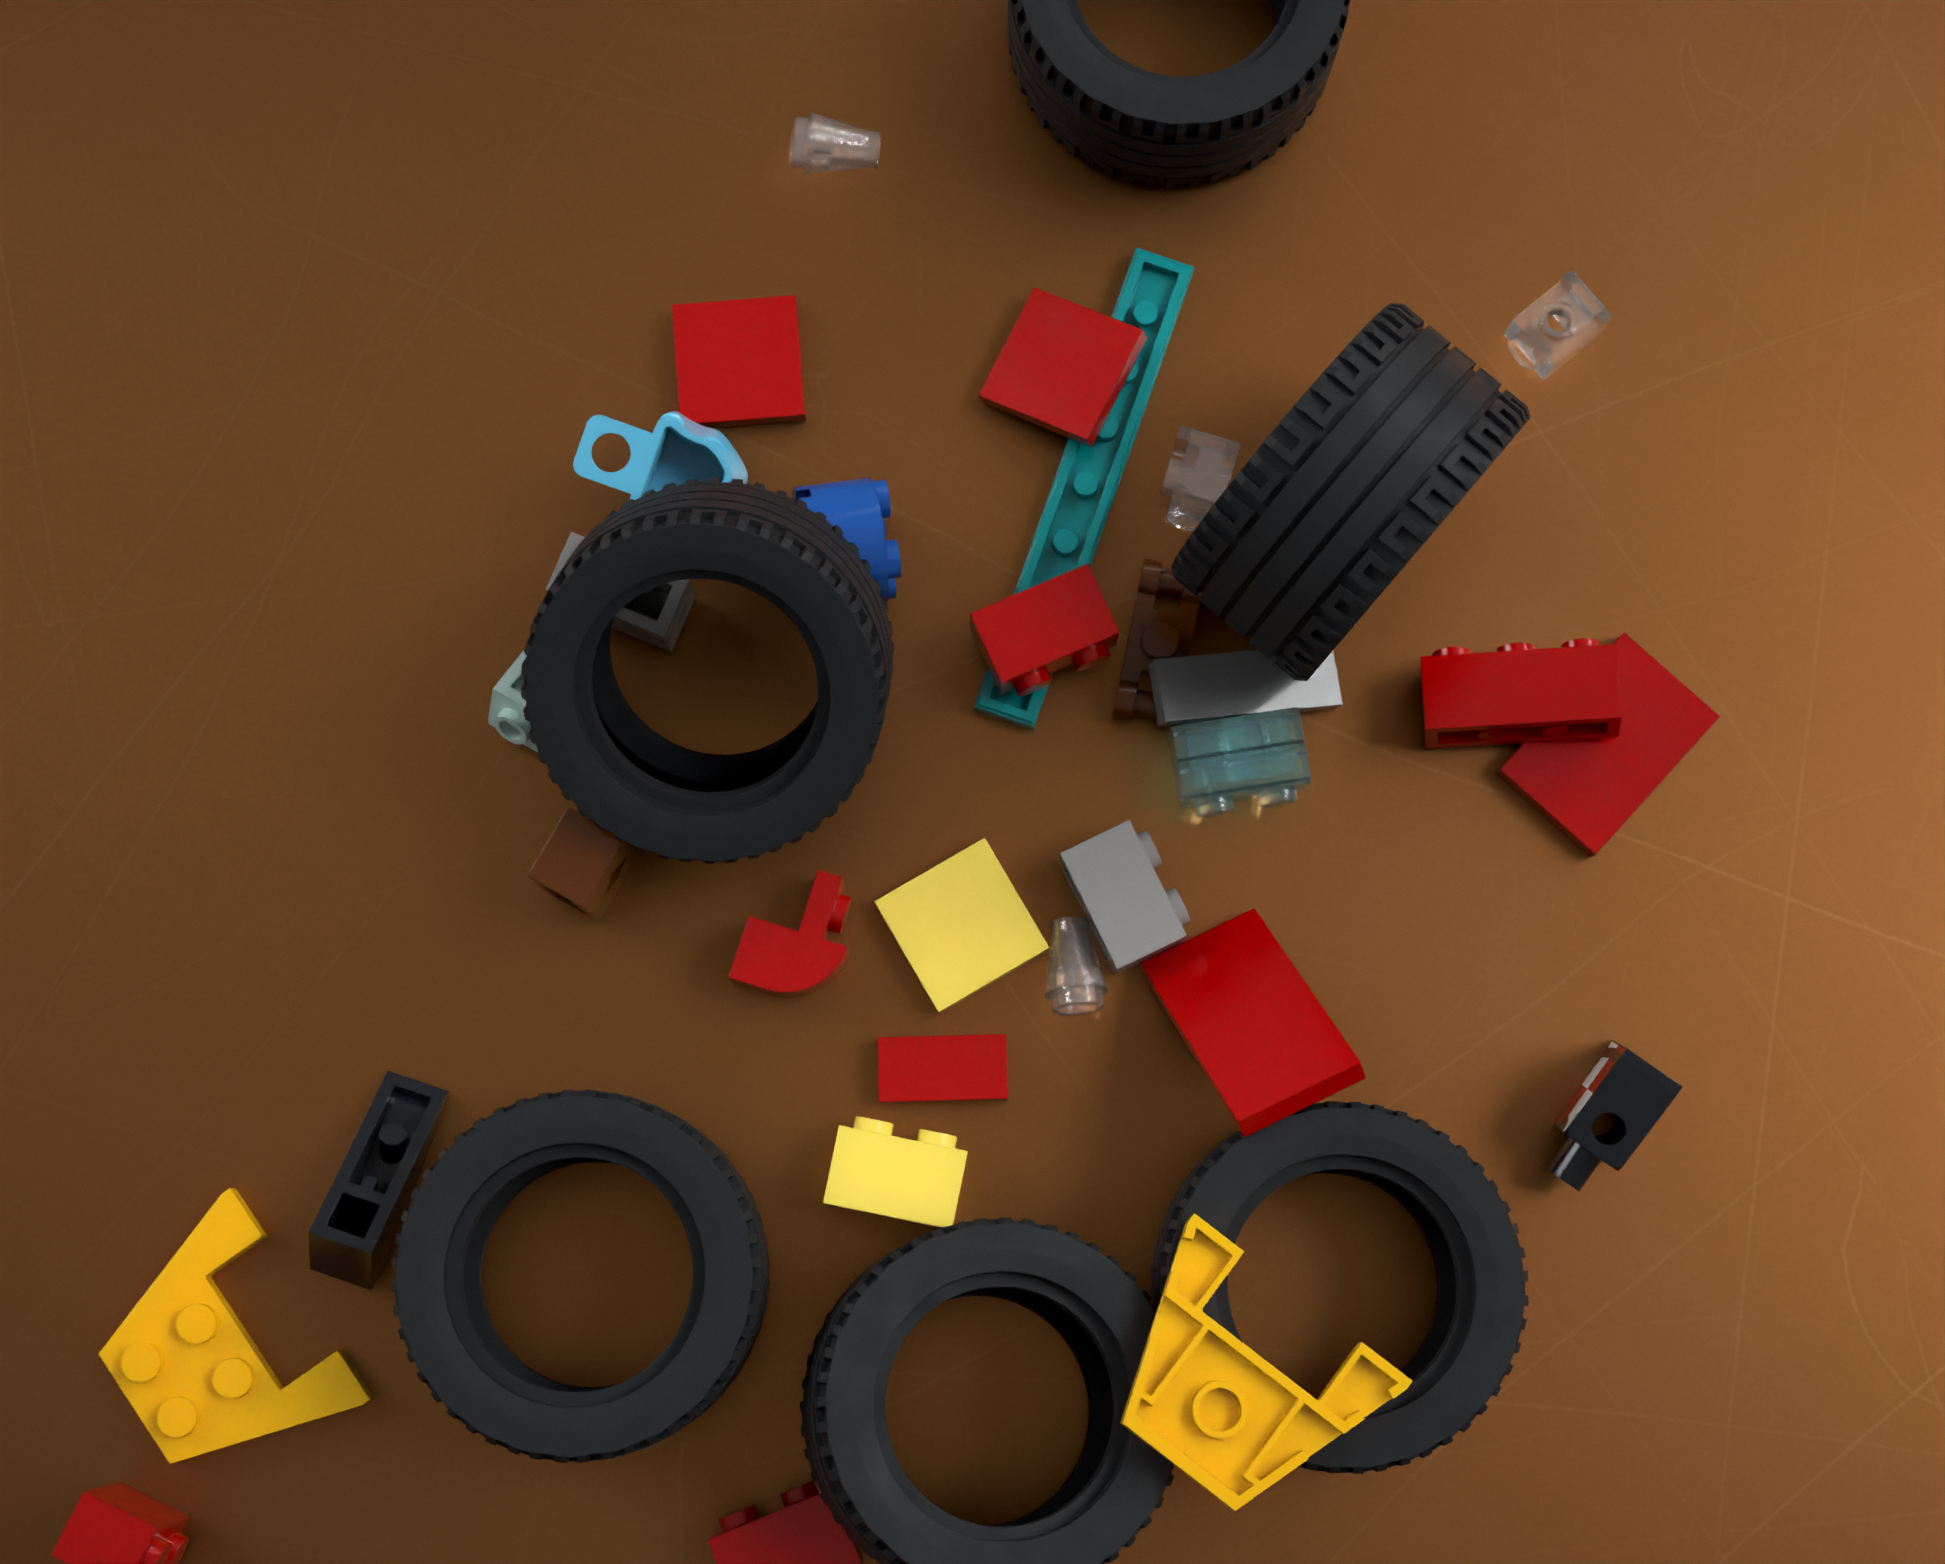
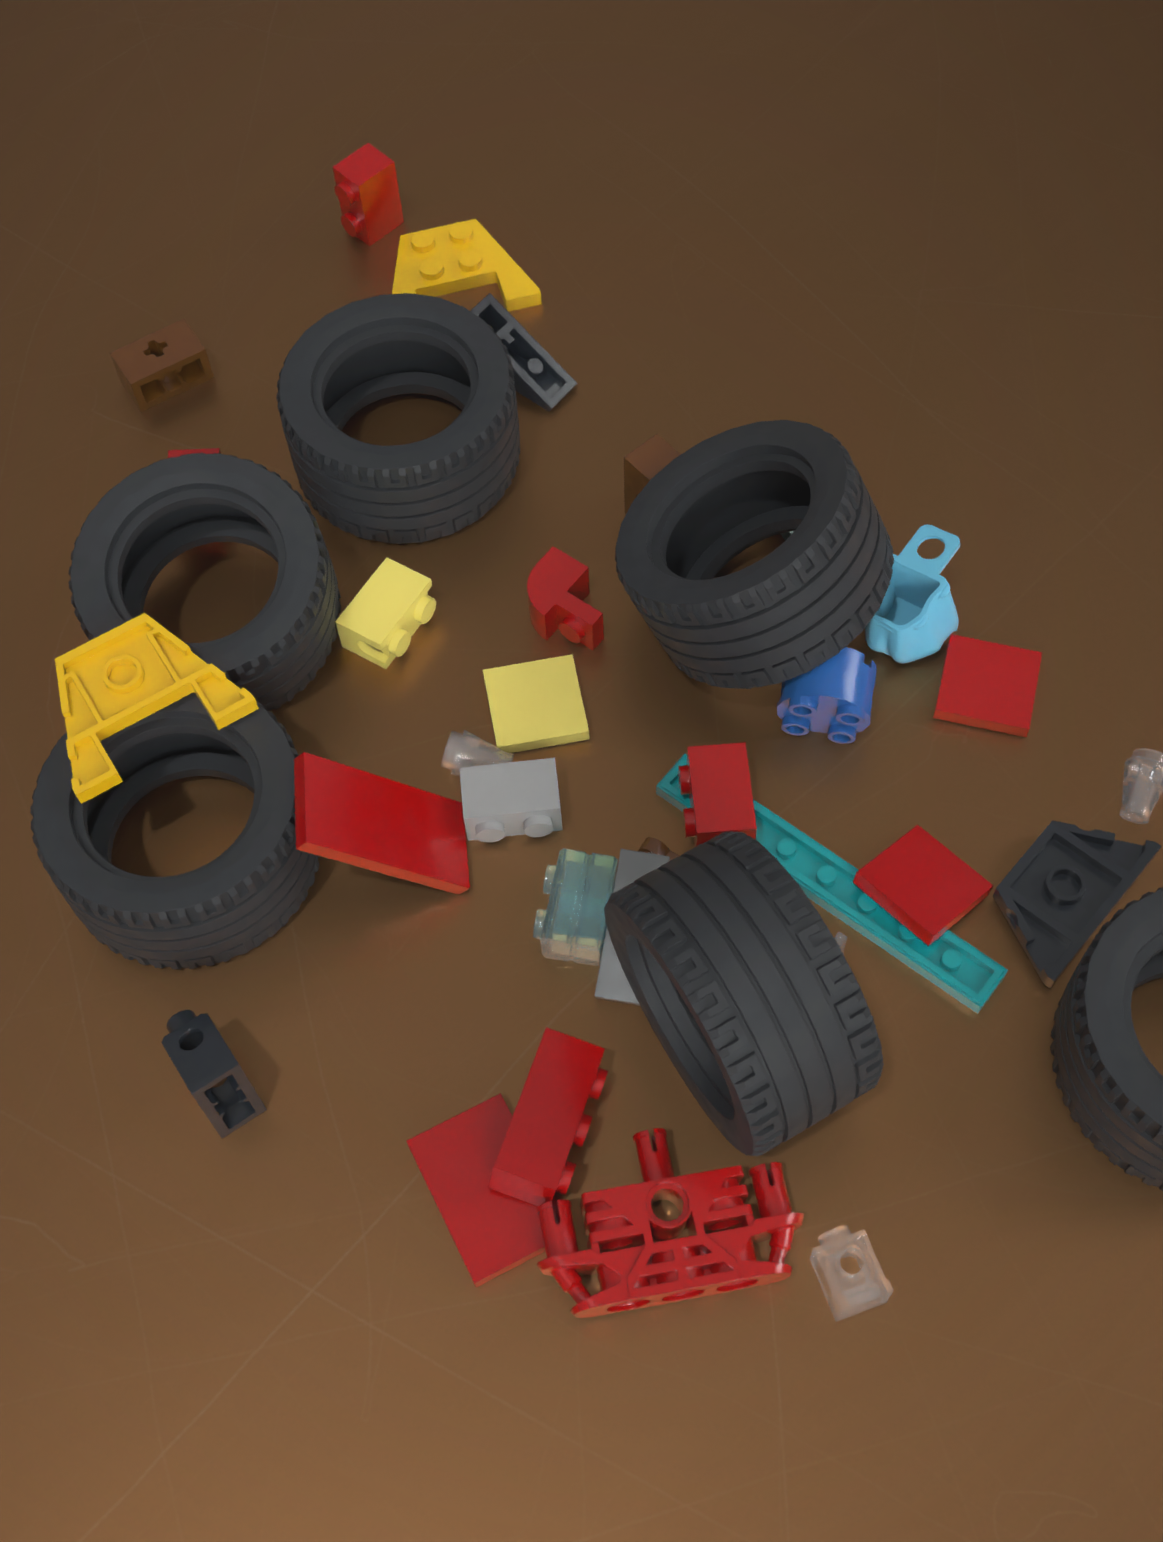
camera: 115 degrees right, 20 degrees down
(942, 1068) = (445, 666): red tile -> none
(1009, 202) = (1067, 891): none -> black wing
(1598, 488) = (645, 1274): none -> red piece

